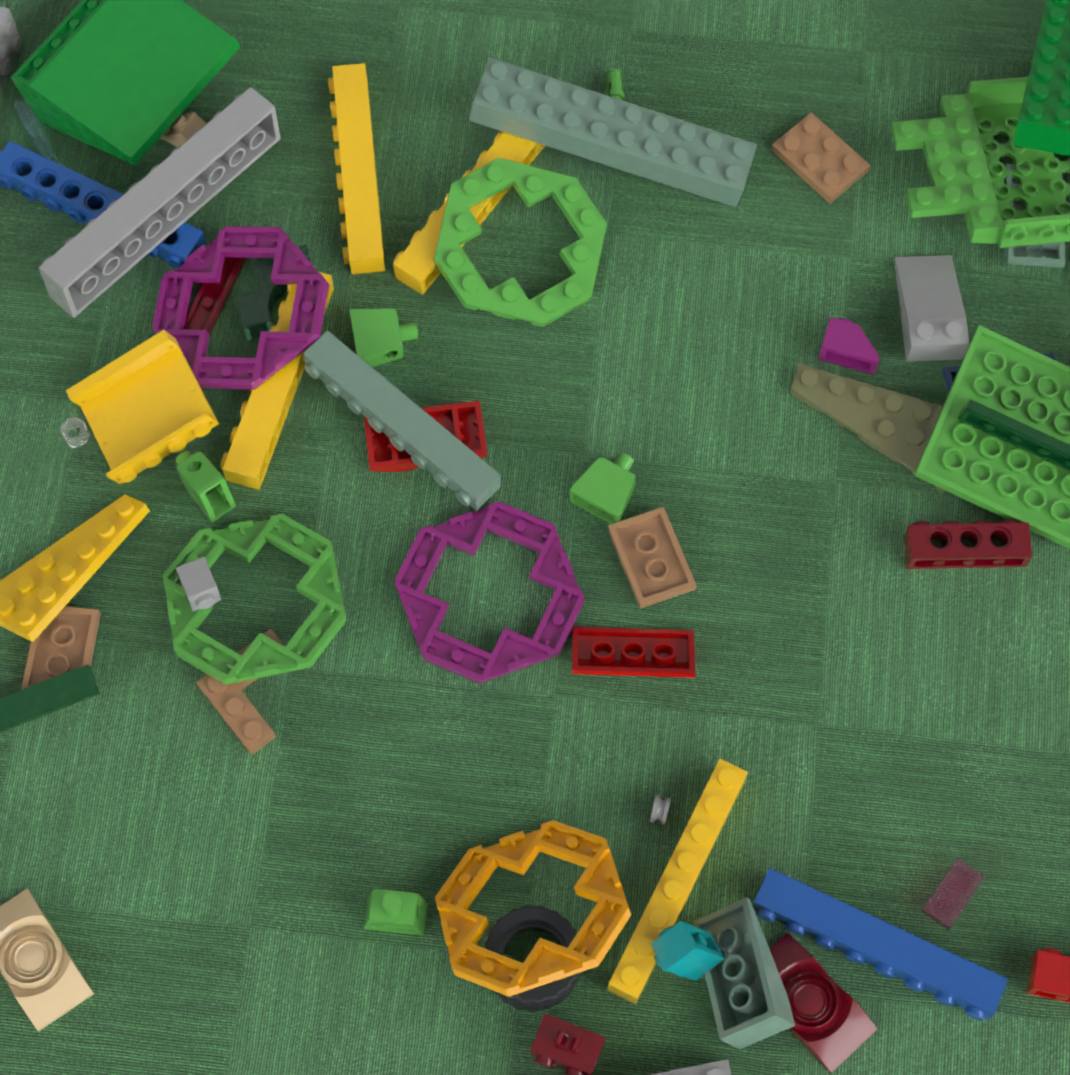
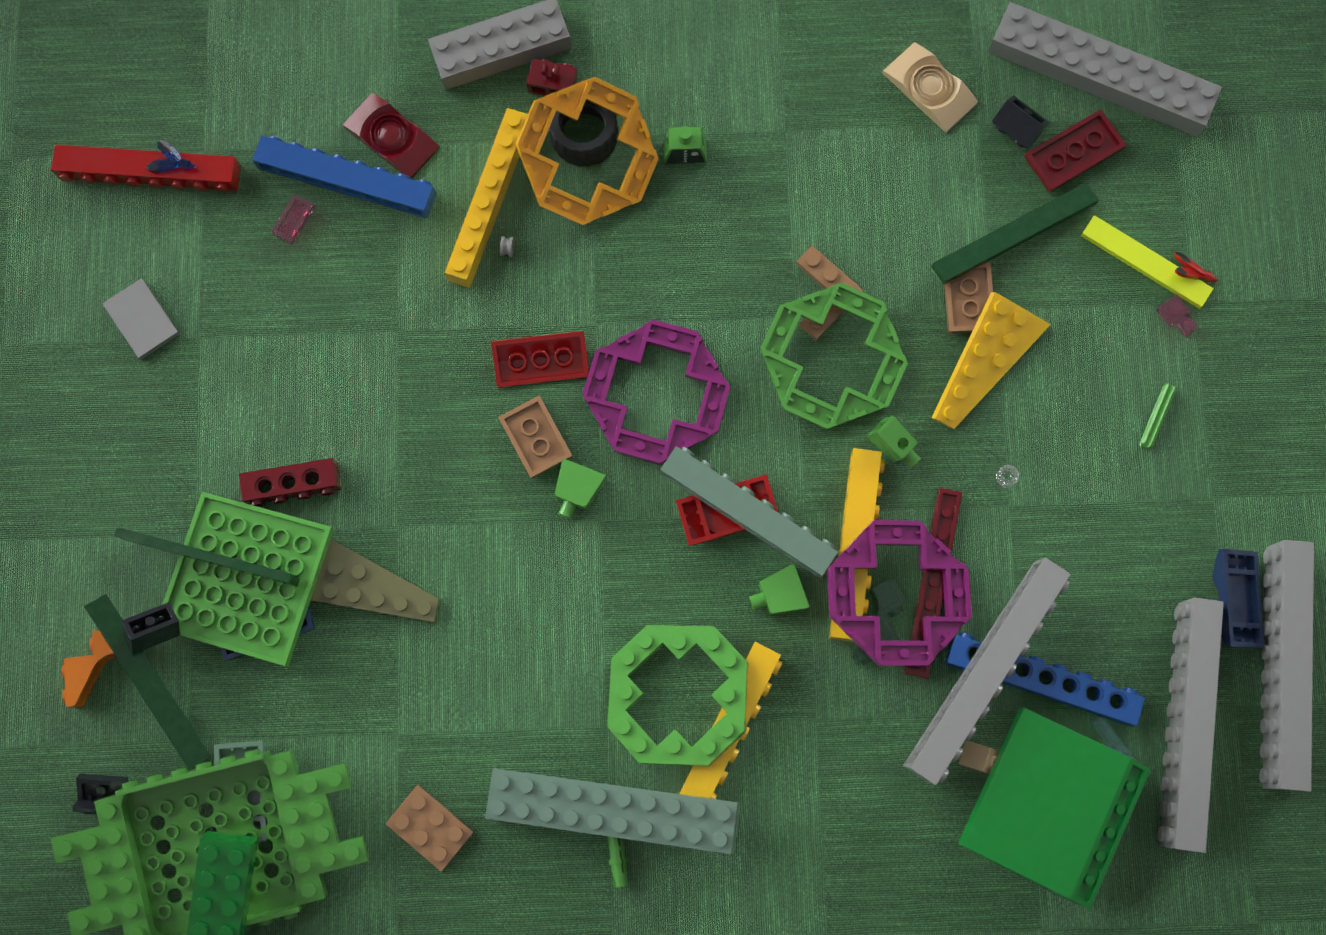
camera: 175 degrees right, 10 degrees up
(144, 406) = (953, 495): yellow panel -> none
(198, 584) = (876, 350): light grey brick -> none
(358, 169) = (830, 753): yellow brick -> none
(686, 951) = (475, 140): teal brick -> none
(746, 985) = (437, 136): sand green slope -> none
(848, 347) = (395, 642): magenta slope -> none
(931, 308) = (327, 692): light grey slope -> none

